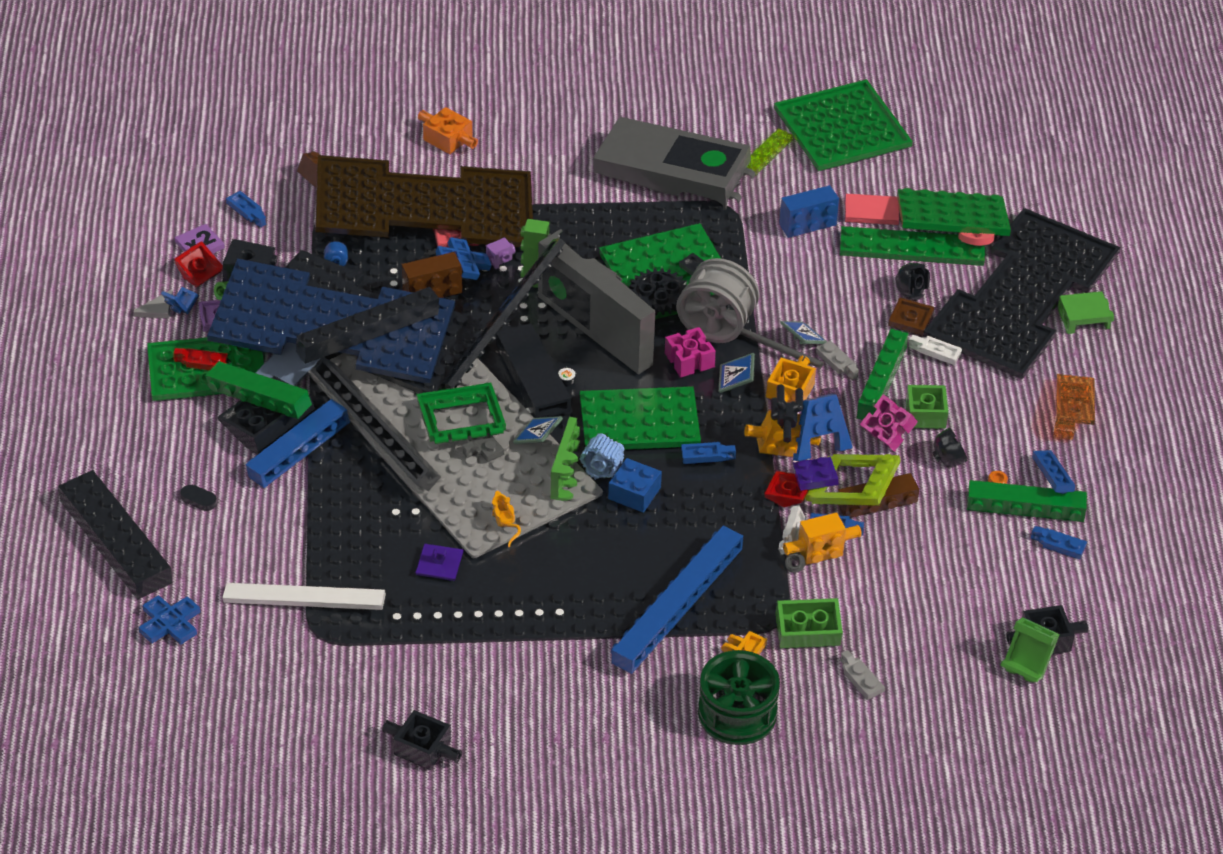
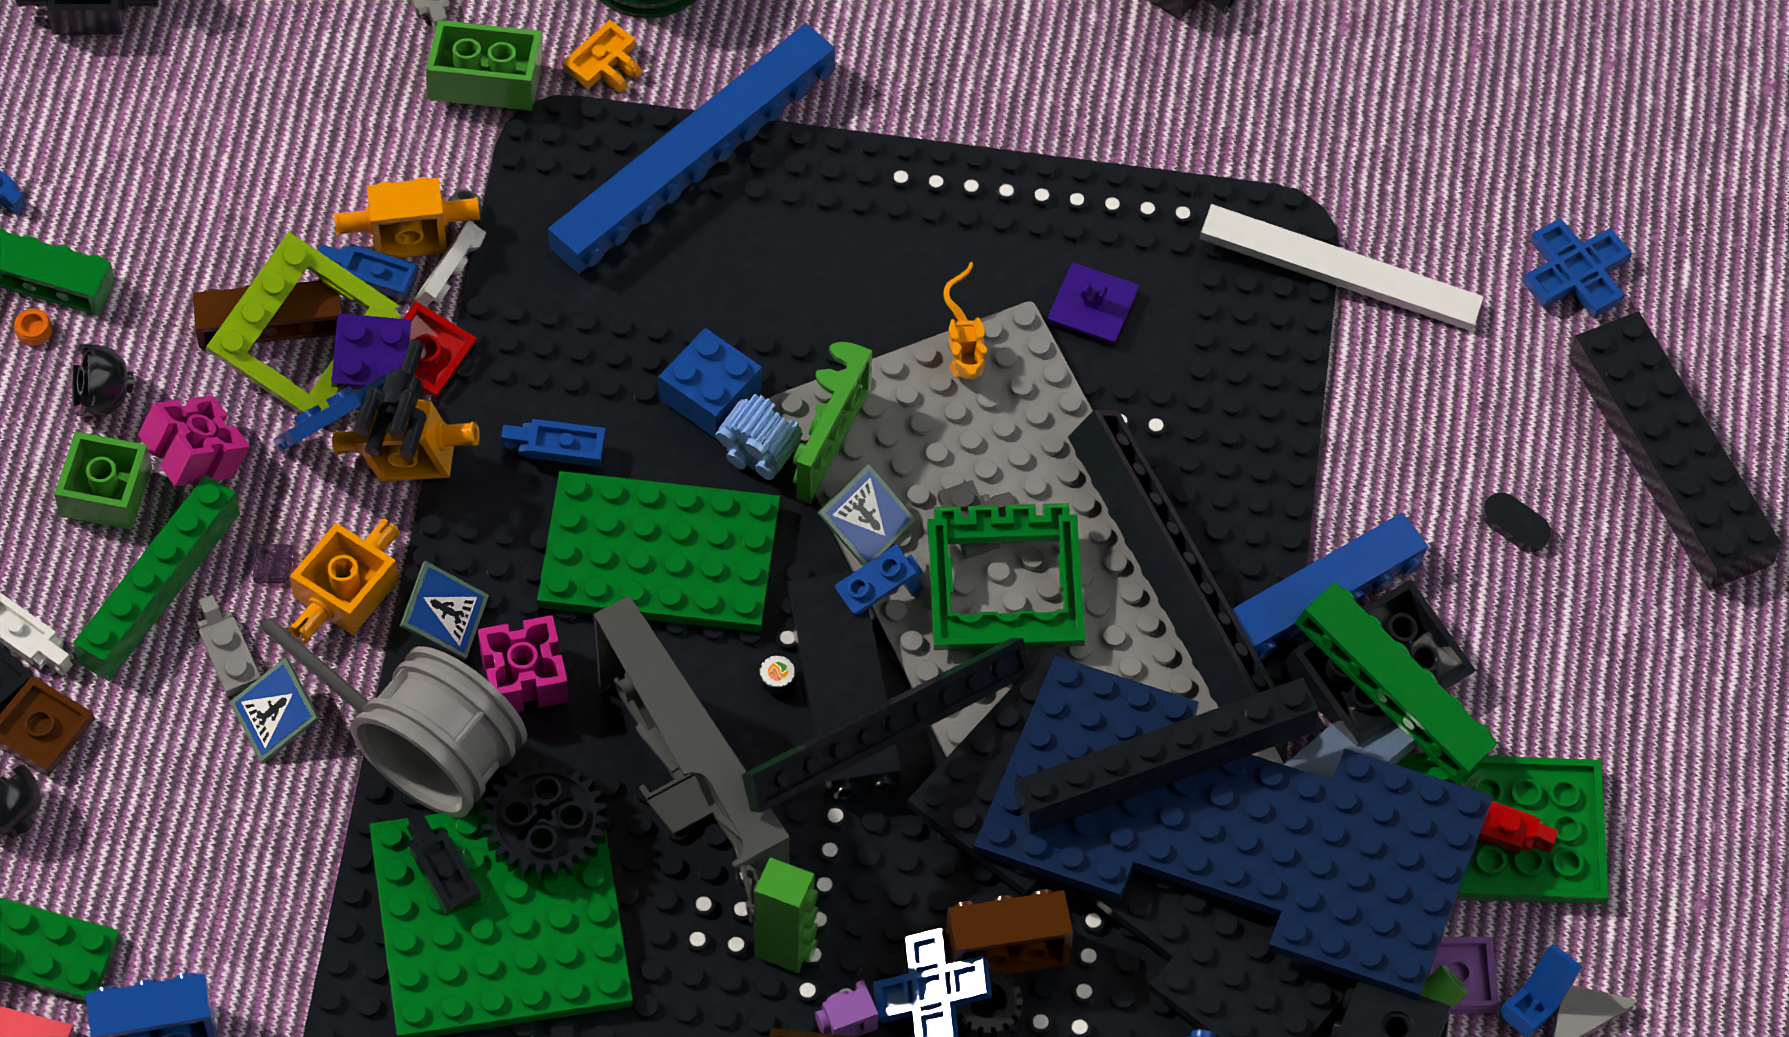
camera: 170 degrees left, 15 degrees up
(517, 401) = (880, 579): none -> blue bracket

